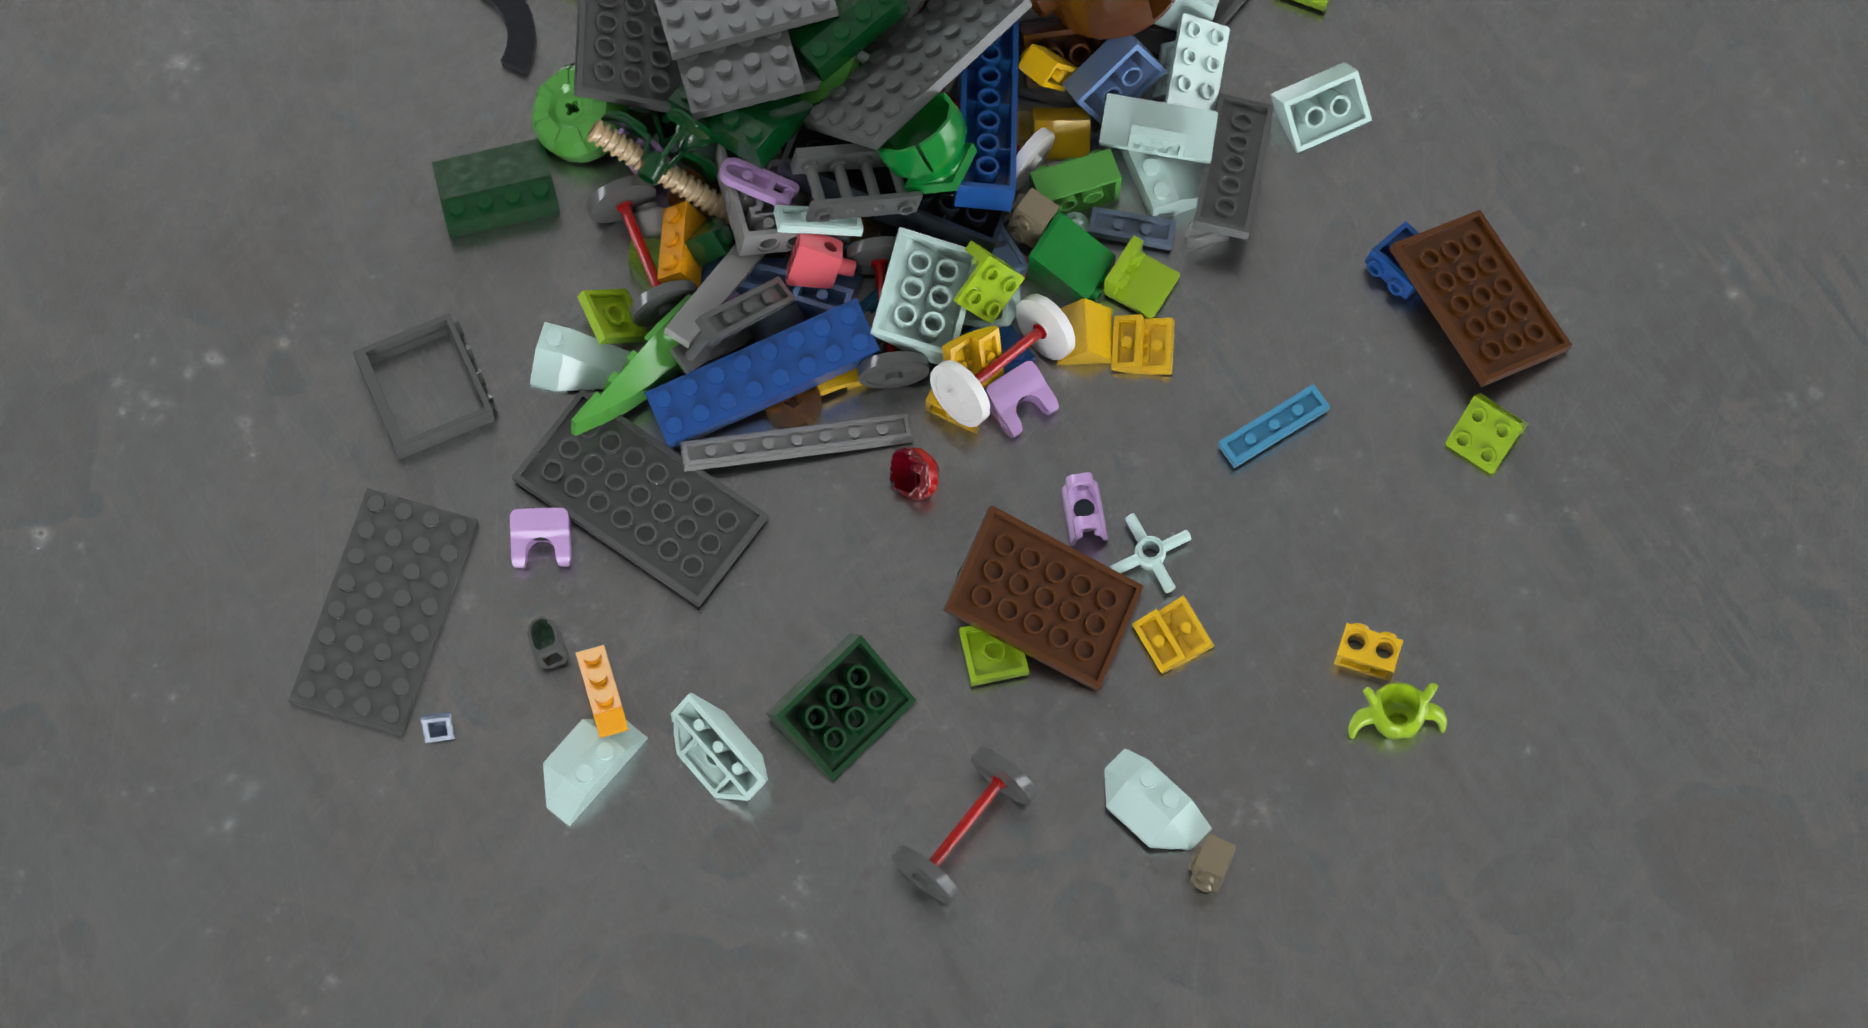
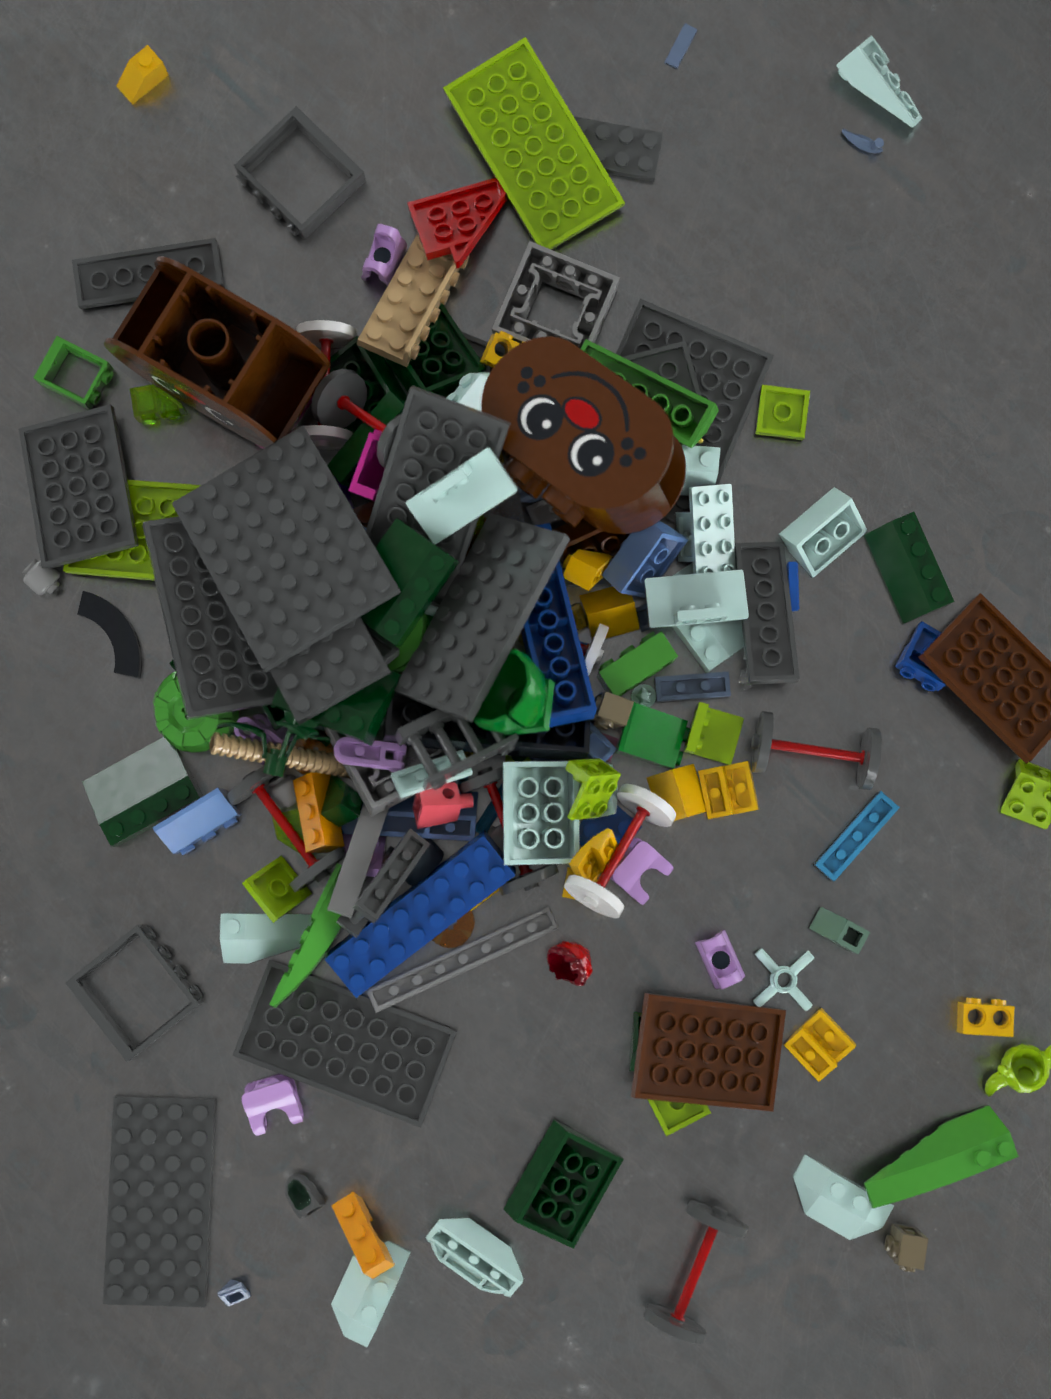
camera: 15 degrees left, 15 degrees up
(547, 225) = (197, 822): none -> medium blue slope
(1193, 295) = (867, 758): none -> dark grey piece
(1228, 516) = (839, 930): none -> sand green slope
(1271, 148) = (793, 579): none -> blue tile
(1280, 781) = (944, 1157): none -> bright green wedge
(1406, 165) = (908, 568): none -> dark green slope

